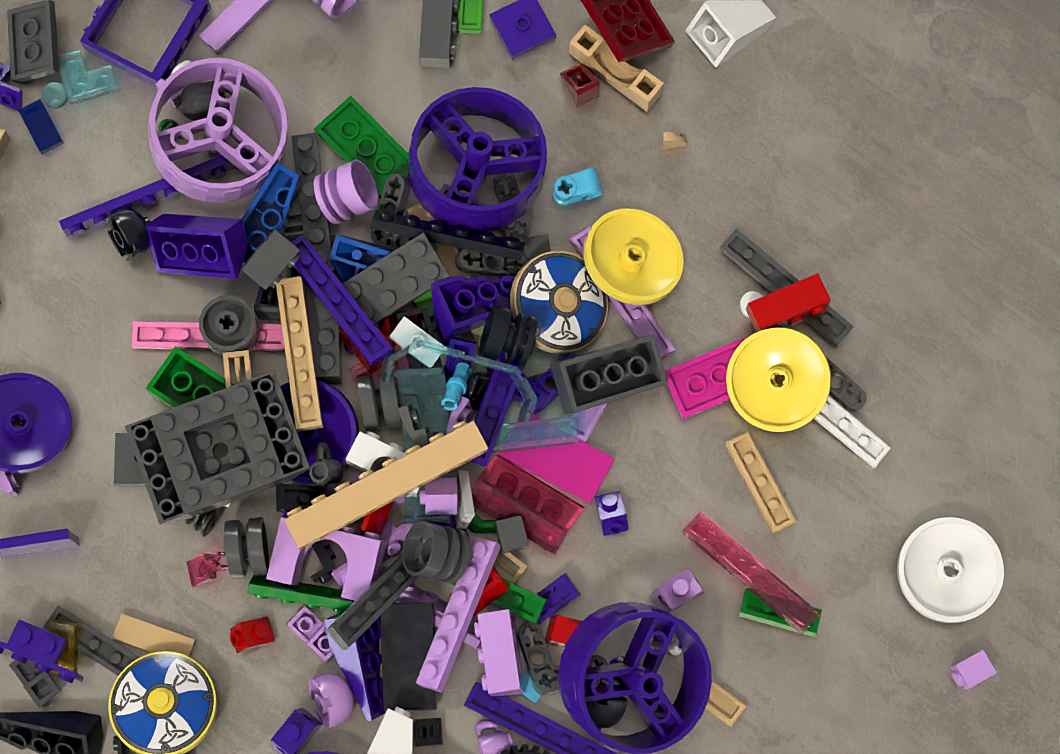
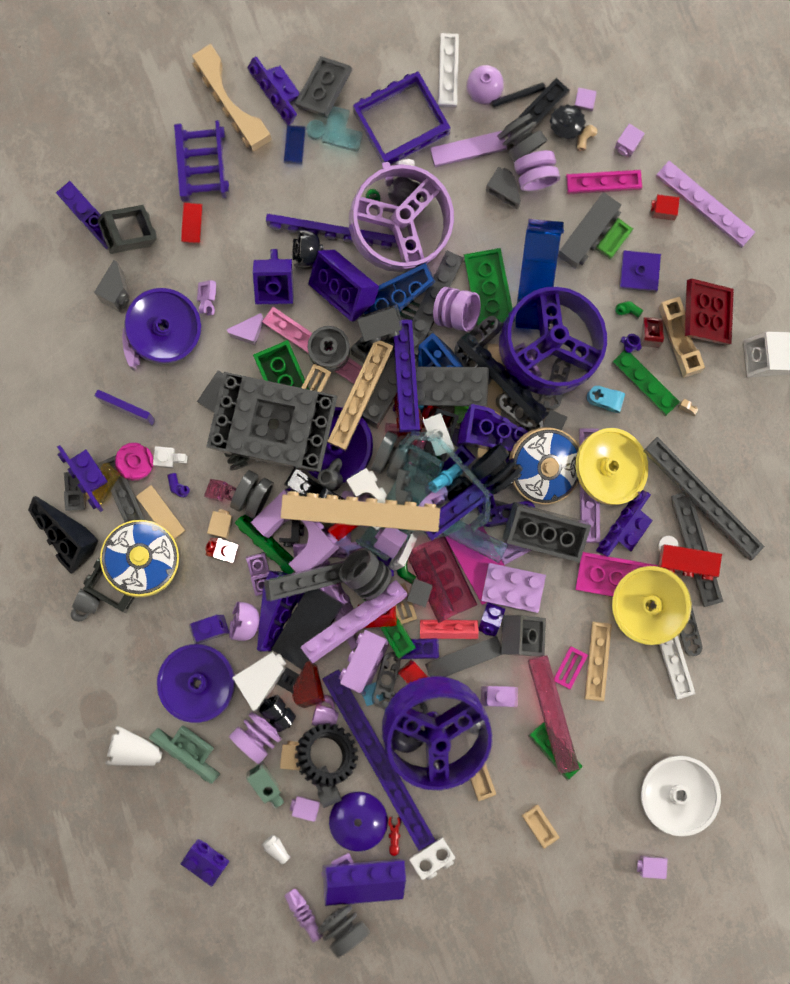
camera: 35 degrees right, 5 degrees up
(46, 357) = (205, 295): none -> lavender plate
(84, 599) = (134, 461): none -> dark pink tile
(115, 290) = (273, 280): none -> dark purple piece
(118, 570) = (166, 457): none -> white plate
(121, 366) = (247, 330): none -> lavender slope
(155, 597) = (177, 488): none -> dark purple arm
(232, 605) = (220, 524): none -> tan brick
(312, 27) = (504, 187): none -> dark grey slope
(405, 86) = (538, 266): none -> clear blue windscreen
(454, 725) = (308, 687): none -> clear red slope
(536, 73) = (628, 307): none -> green arm
(565, 109) = (631, 343): none -> dark purple plate
(571, 554) = (449, 629): none -> coral plate
(609, 142) = (646, 382): none -> green plate
(610, 574) = (465, 658): none -> dark grey slope
(612, 461) = (513, 588): none -> lavender plate
(659, 507) = (523, 635): none -> dark grey slope
(694, 312) = (628, 527): none -> dark purple bracket
(731, 487) = (562, 682): none -> dark pink tile
(756, 227) = (703, 498): none -> dark grey tile
(819, 709) = (540, 826): none -> tan tile

